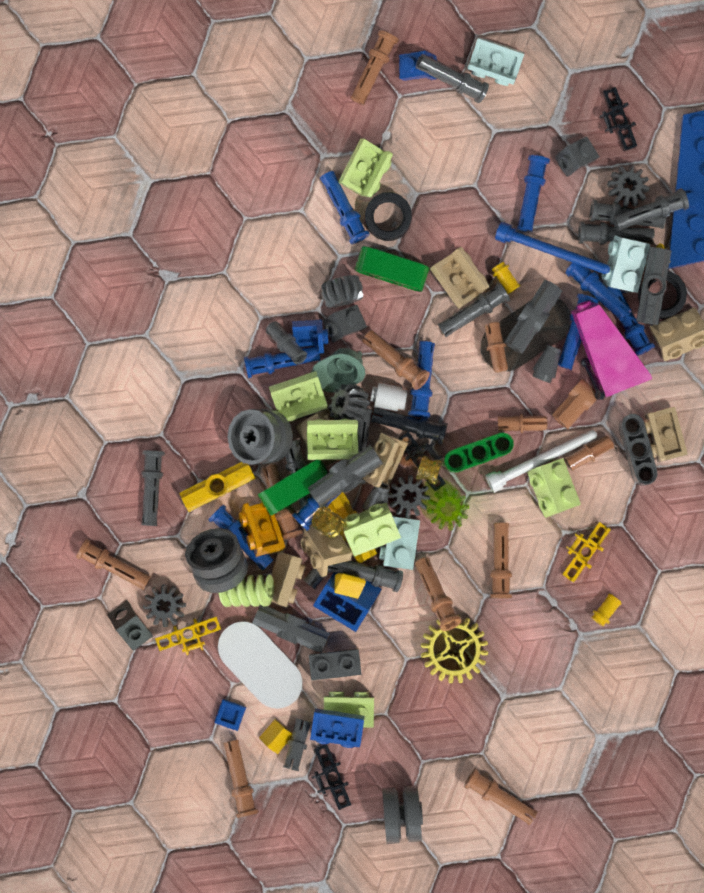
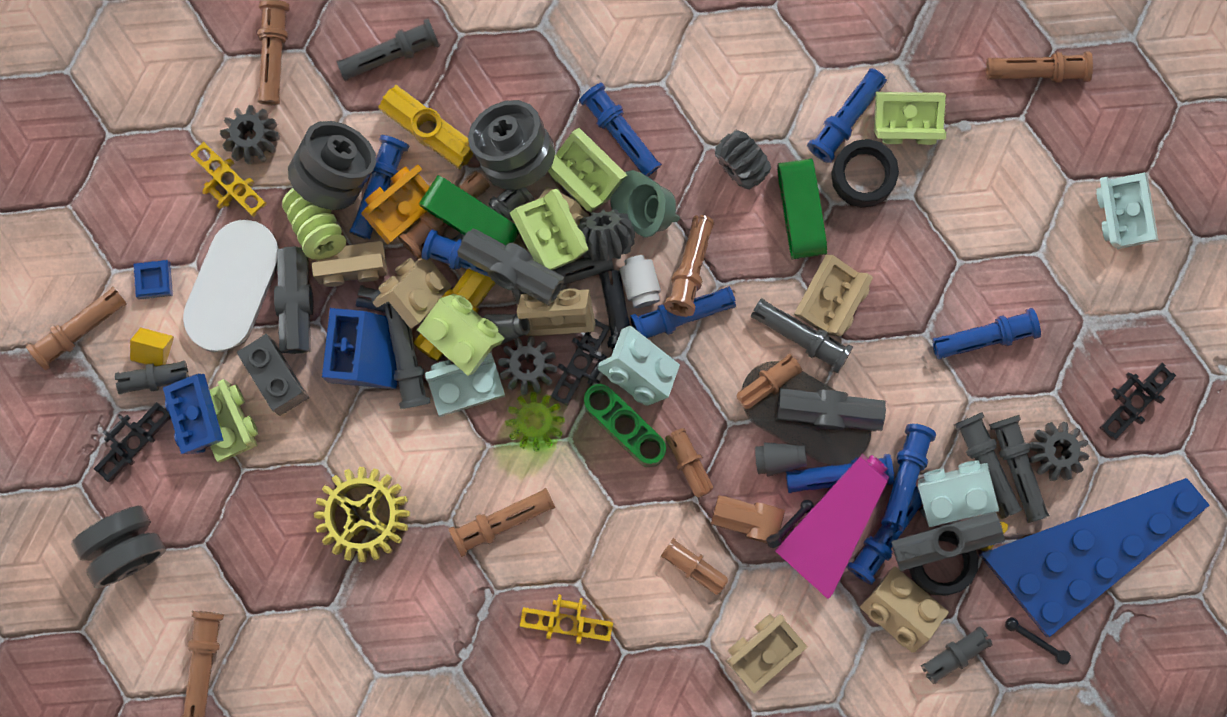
camera: 60 degrees right, 5 degrees down
(130, 626) = (204, 107): pearl dark grey bracket -> none
(286, 342) = (644, 123): dark grey pin -> none
(310, 333) = (670, 148): blue bracket -> none
(327, 522) = (442, 275): clear yellow wheel -> none
(344, 323) = (705, 184): dark grey bracket -> none
(348, 585) = (376, 340): yellow slope -> none
(407, 66) = (1071, 120): blue bracket -> none
(428, 469) = (571, 370): clear yellow wheel -> none
(441, 603) = (409, 467): nougat pin -> none
(447, 424) = (640, 367): none -> light aqua bracket
(461, 82) = (1079, 181): dark grey pin -> none
(498, 480) = (604, 468): white piece -> none
(505, 277) = (863, 354): yellow pin -> none
(506, 233) = (919, 328): blue piece -> none
(553, 488) = (627, 542): yellowish green bracket -> none
(576, 156) = (1062, 368): dark grey bracket -> none
(606, 610) = (503, 685): yellow pin -> none
(640, 437) = (744, 618): dark grey beam -> none
(661, 207) = (1054, 504): dark grey pin -> none

